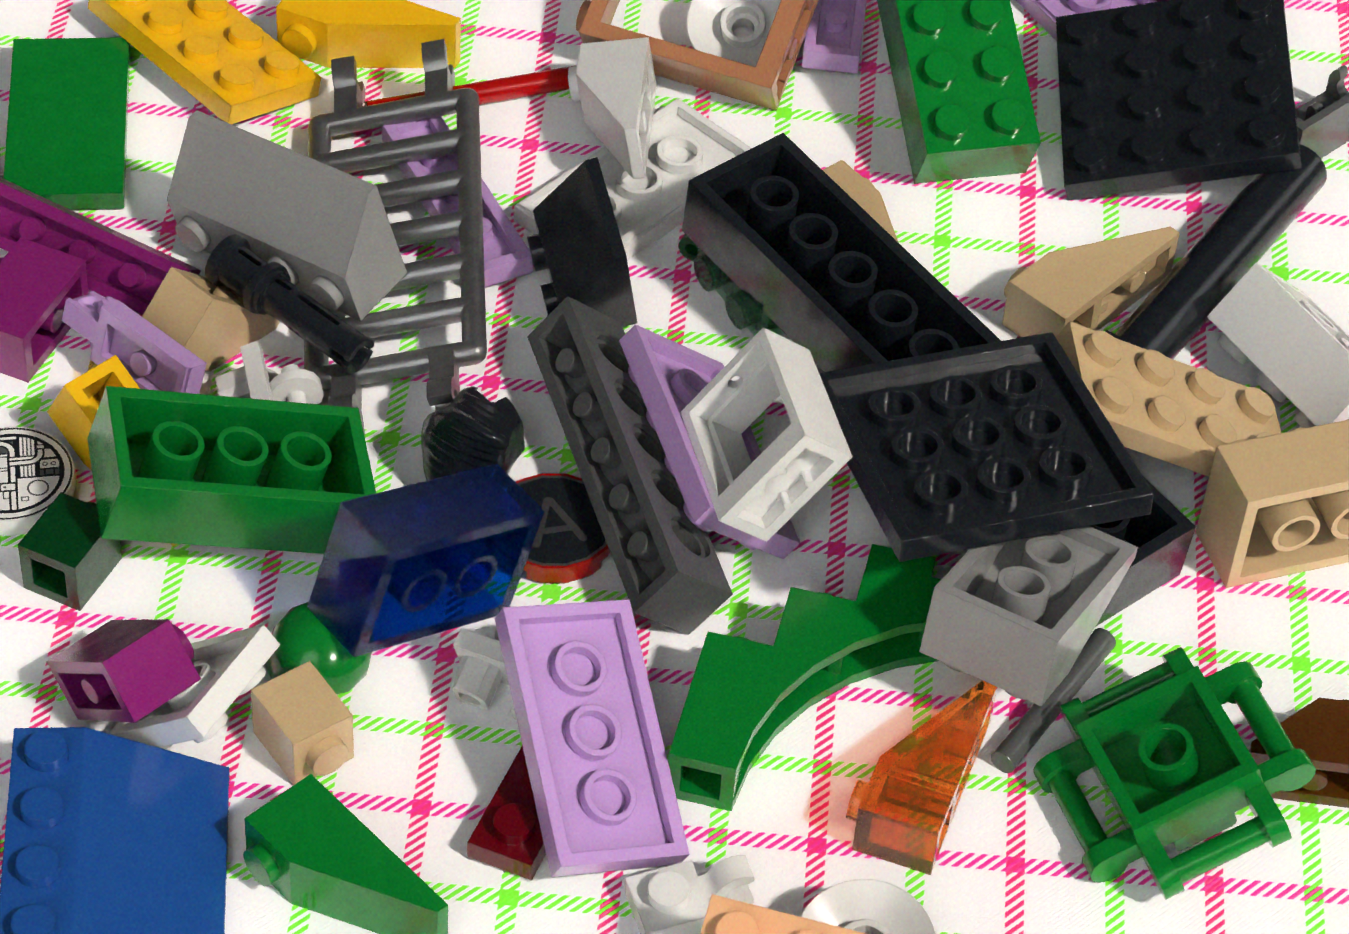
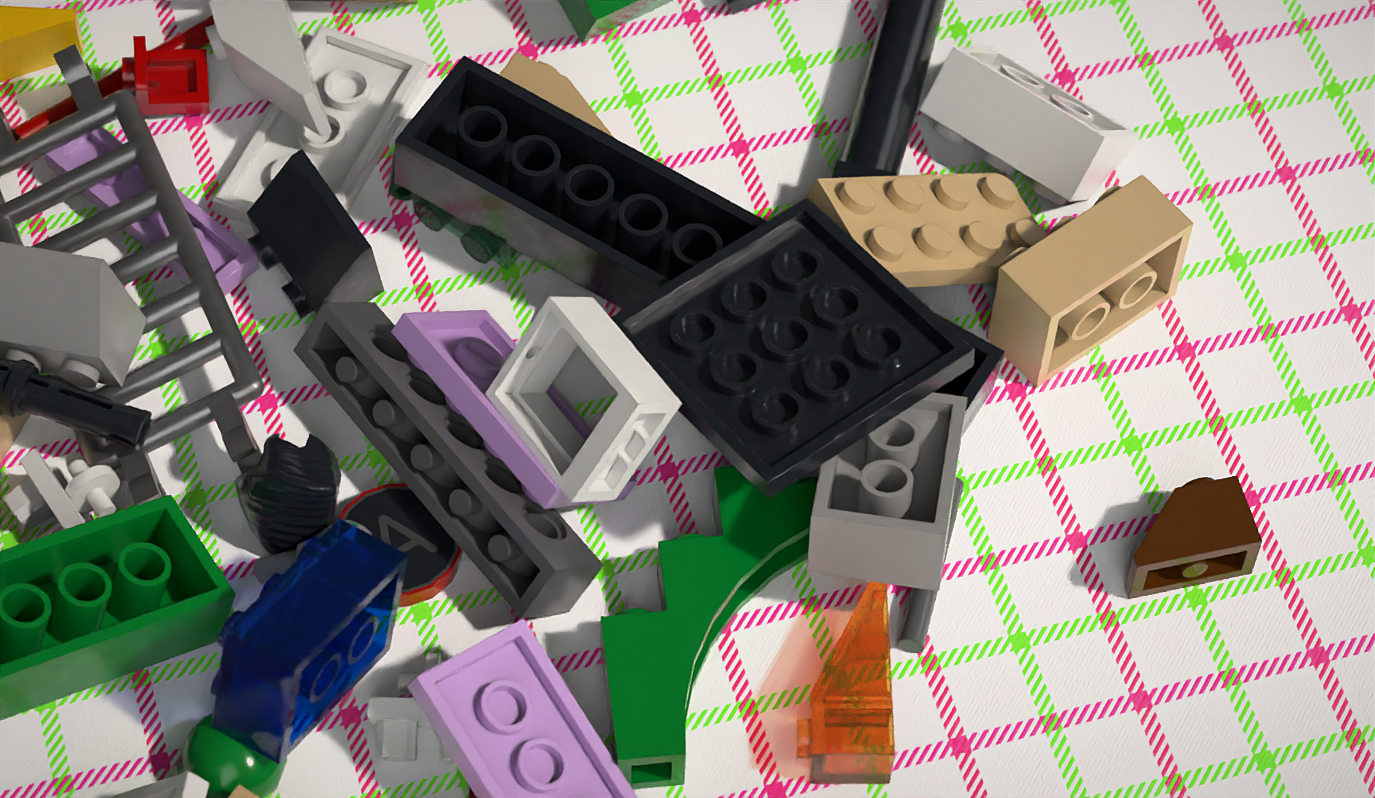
camera: 20 degrees left, 10 degrees up
(516, 99) = (167, 79): none -> red bracket
(1087, 282) = (789, 116): tan slope -> none
(1174, 771) = (1073, 607): green brick -> none

